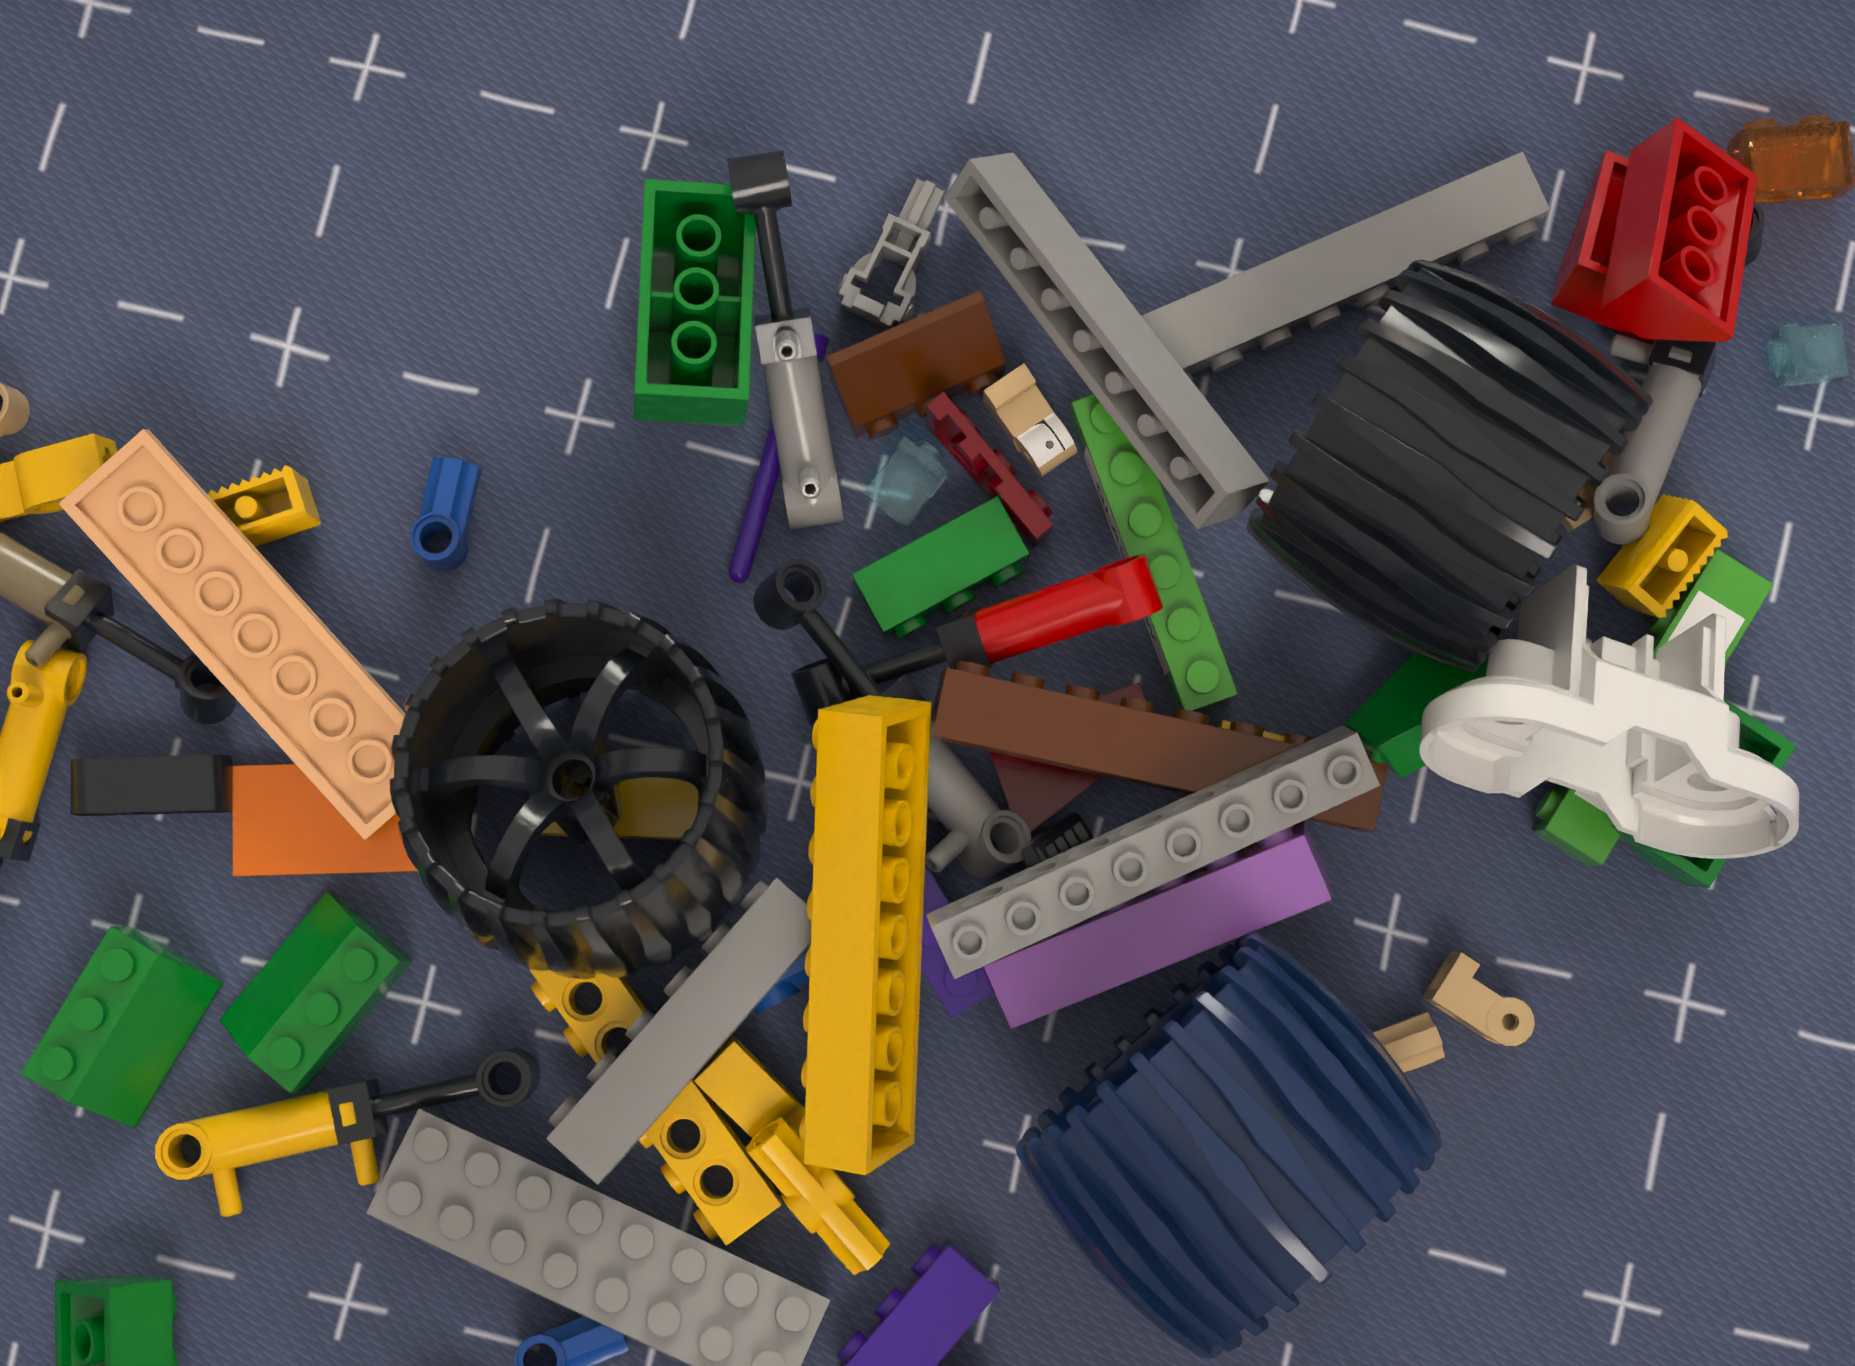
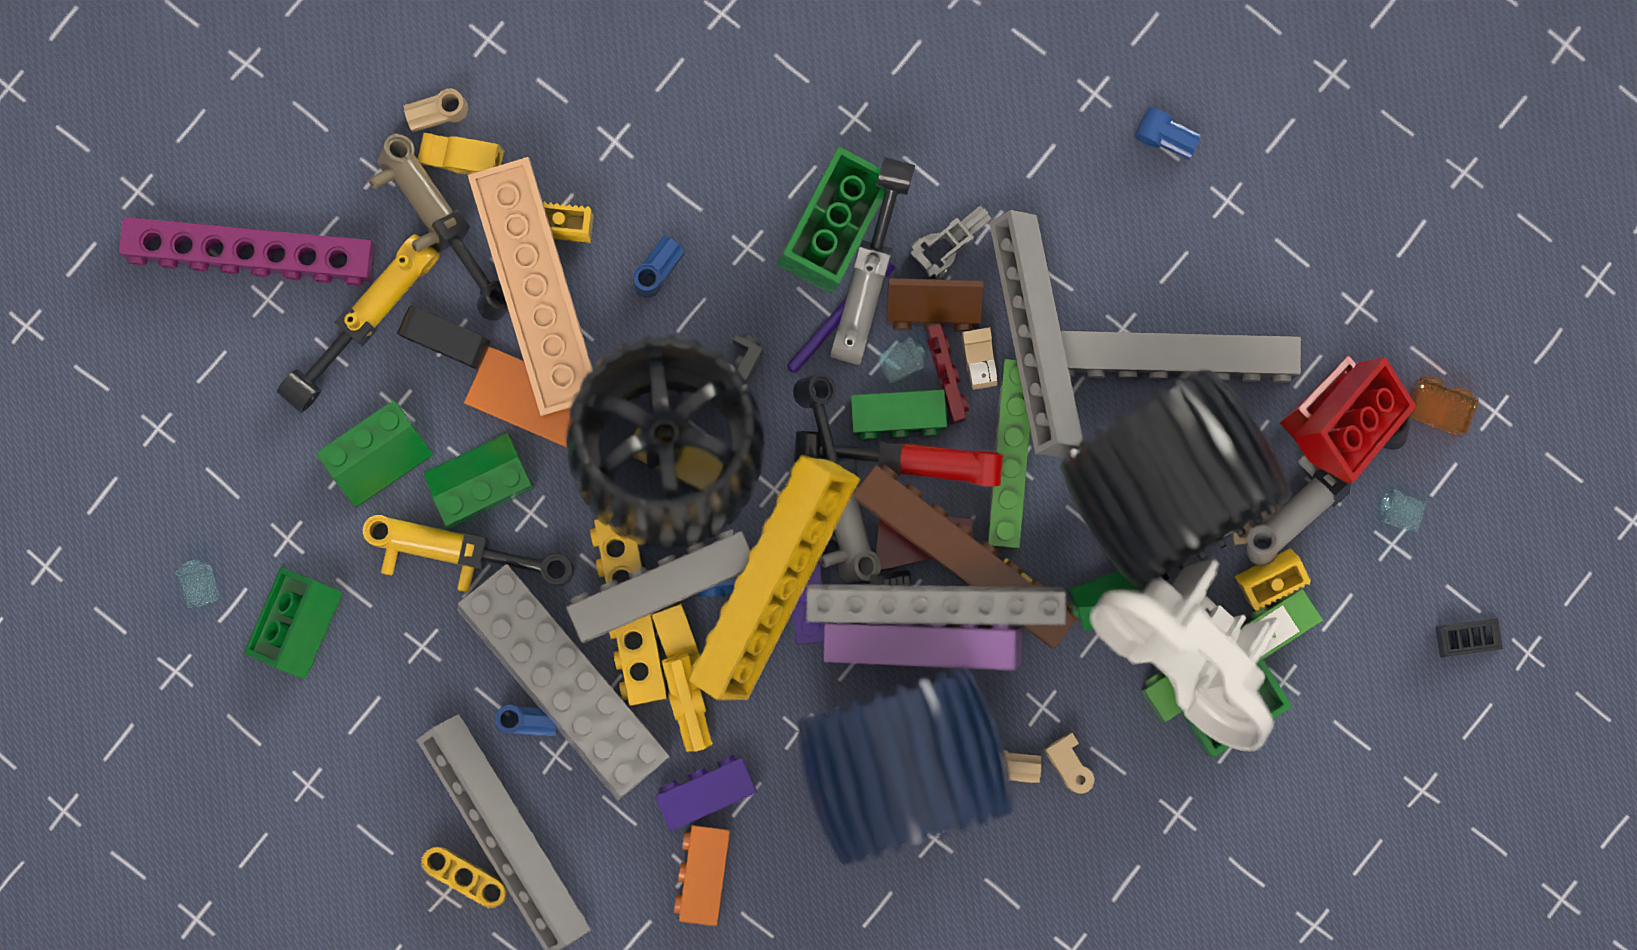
camera: 20 degrees right, 0 degrees up
(663, 599) = (747, 363): none -> dark grey bracket

